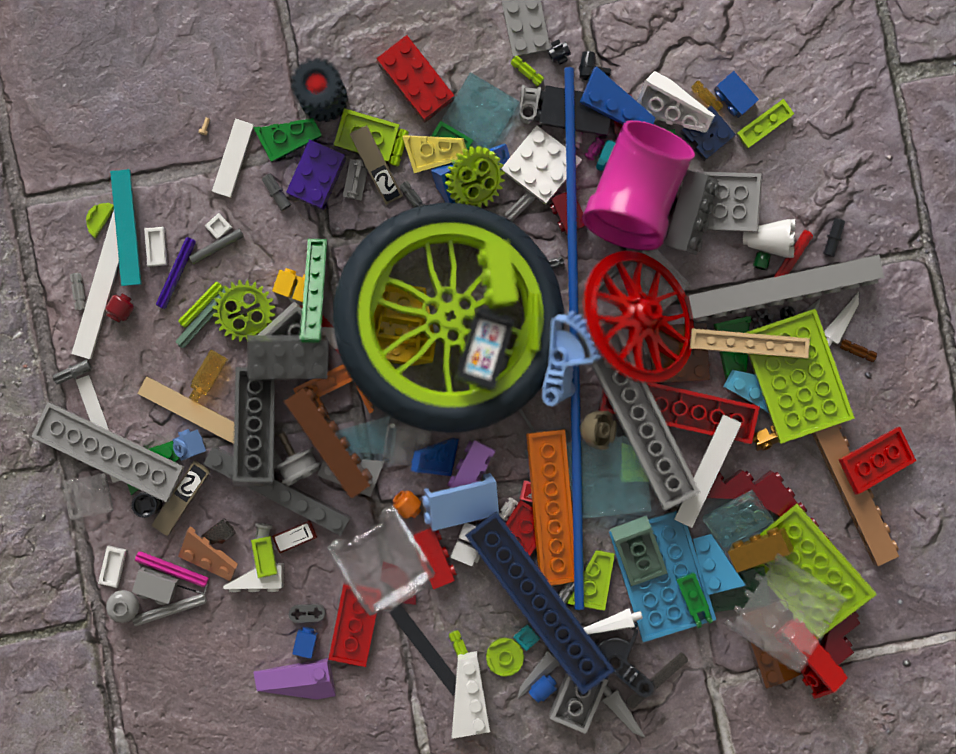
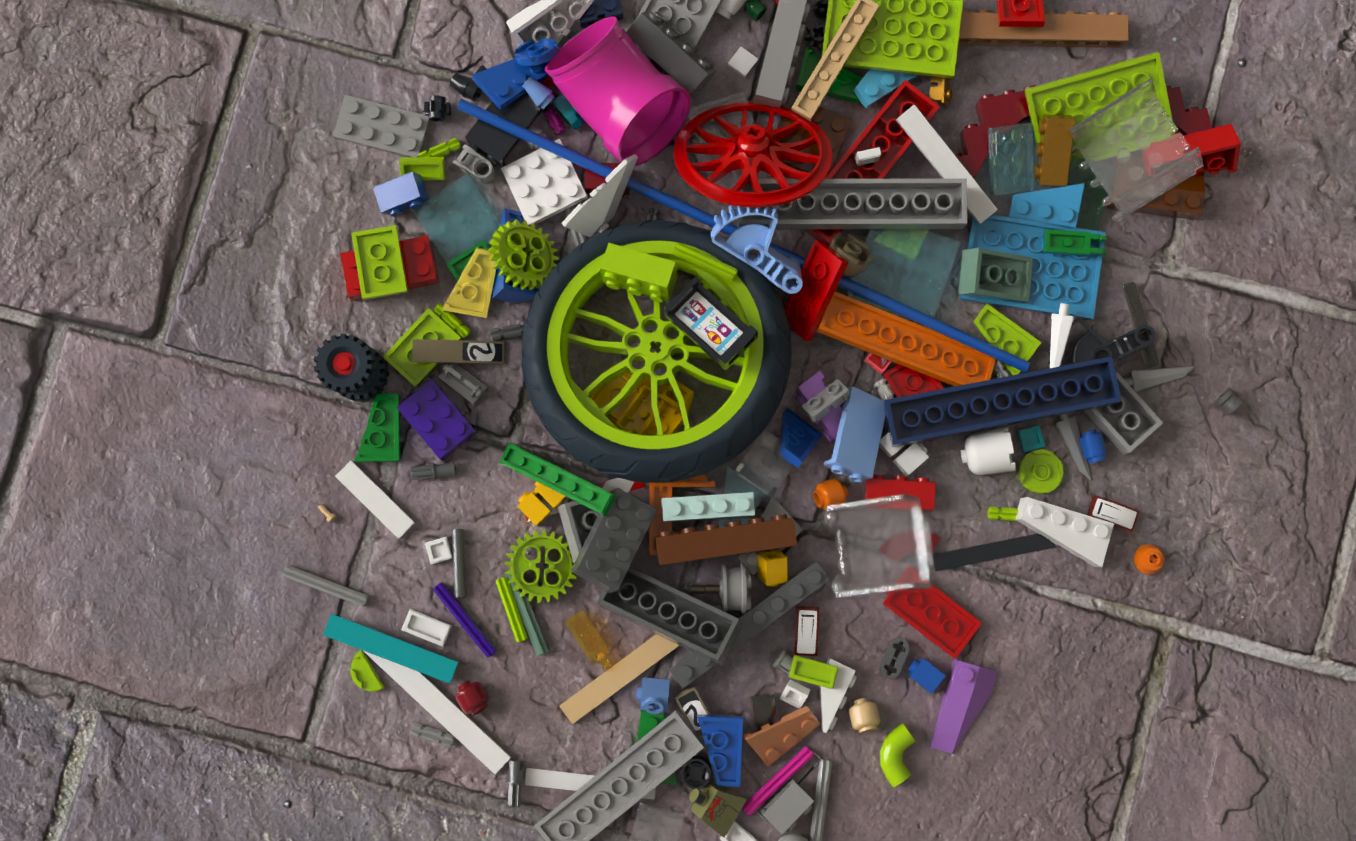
camera: 65 degrees left, 5 degrees down
(128, 533) = (717, 806): none -> olive torso
(149, 153) = (325, 585): none -> light grey axle
(175, 516) = (724, 746): none -> blue wing
(234, 645) = (892, 752): none -> lime cylinder
(242, 550) = (794, 694): none -> white plate
(251, 611) = (864, 716): none -> tan head
(327, 488) = (772, 567): none -> yellow brick
(349, 415) = (707, 507): none -> light aqua brick
(413, 69) = (379, 262): none -> lime plate
(477, 58) = (400, 194): none -> brick
(479, 468) = (832, 396): none -> light grey hinge
(498, 610) = (989, 452): none -> white cylinder
(499, 727) = (1114, 512): none -> white slope
(506, 64) = (428, 167): none -> lime tile
(544, 219) = (599, 210): none -> white wedge
(568, 416) = (819, 281): none -> red plate
(606, 128) = (539, 93): none -> medium blue cone
(638, 108) = (536, 53): none -> blue tile
(682, 407) = (867, 156): none -> white tile
(714, 272) = (742, 62): none -> white tile

